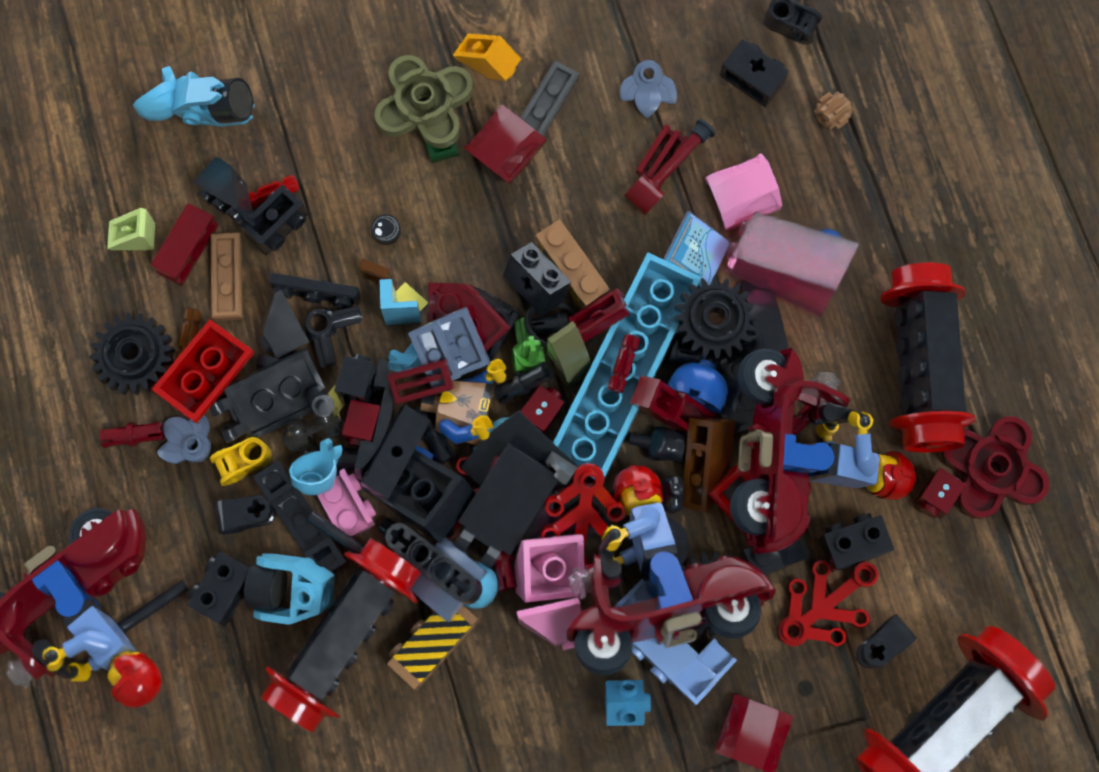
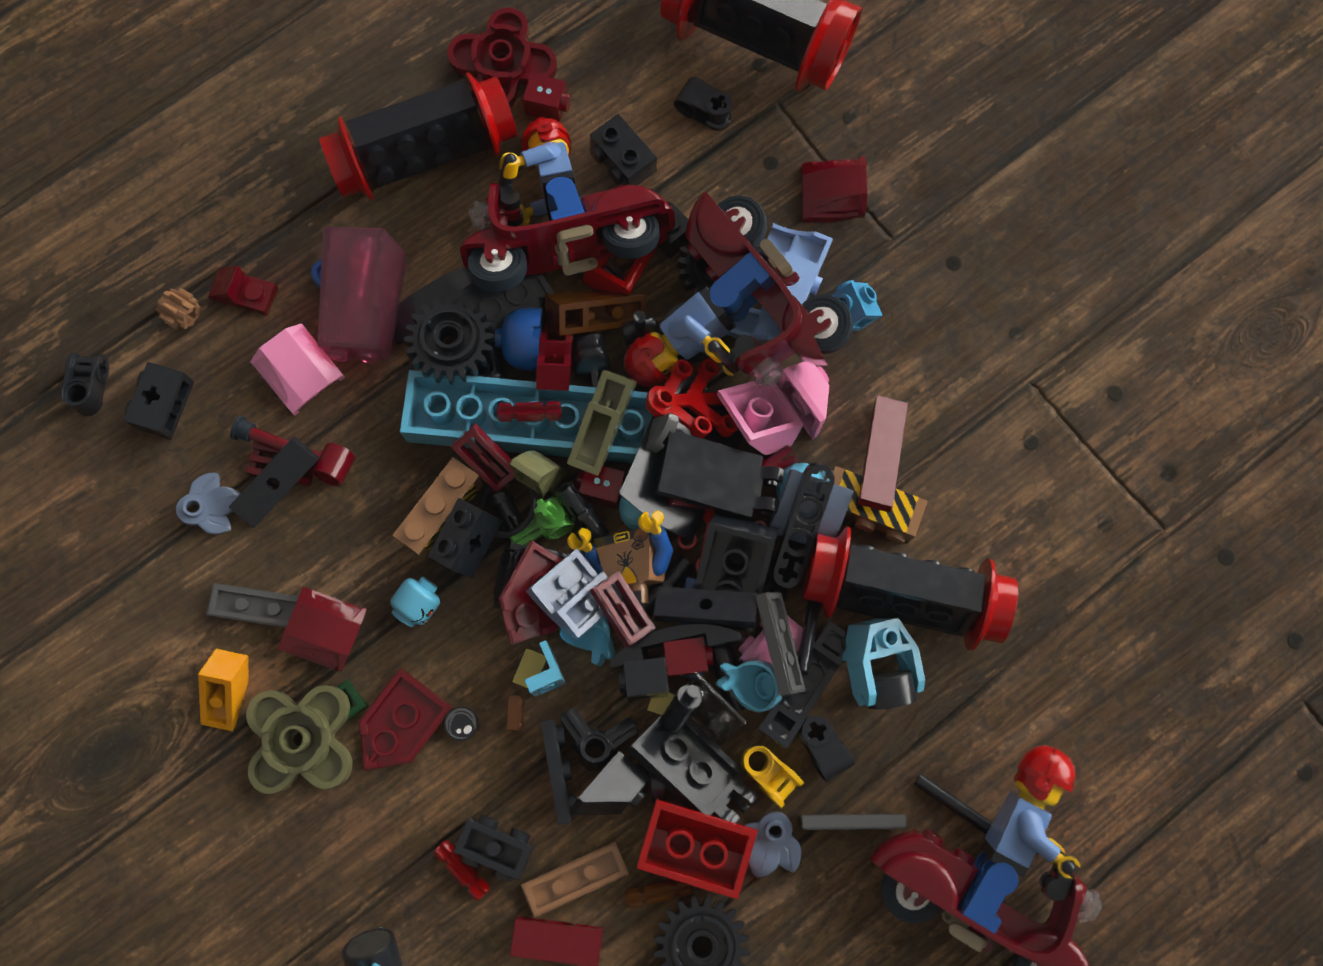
camera: 110 degrees left, 0 degrees up
(132, 434) = (788, 906): dark red pin -> none
(174, 512) = (852, 821): none -> dark grey tile
(222, 589) = (909, 735): black brick -> none
(225, 191) = (478, 915): black slope -> none
(338, 502) = (780, 643): none -> dark grey tile
(407, 183) = (400, 722): none -> dark red tile
(474, 668) = (883, 454): none -> tile
(499, 223) = (415, 601): none -> medium azure head
(591, 421) = (601, 422): none -> olive slope
(645, 141) = (262, 493): none -> black tile
(697, 248) = (376, 392): piece -> none
(823, 607) = (691, 167): red plant -> none
(834, 169) = (243, 291): none -> dark red slope

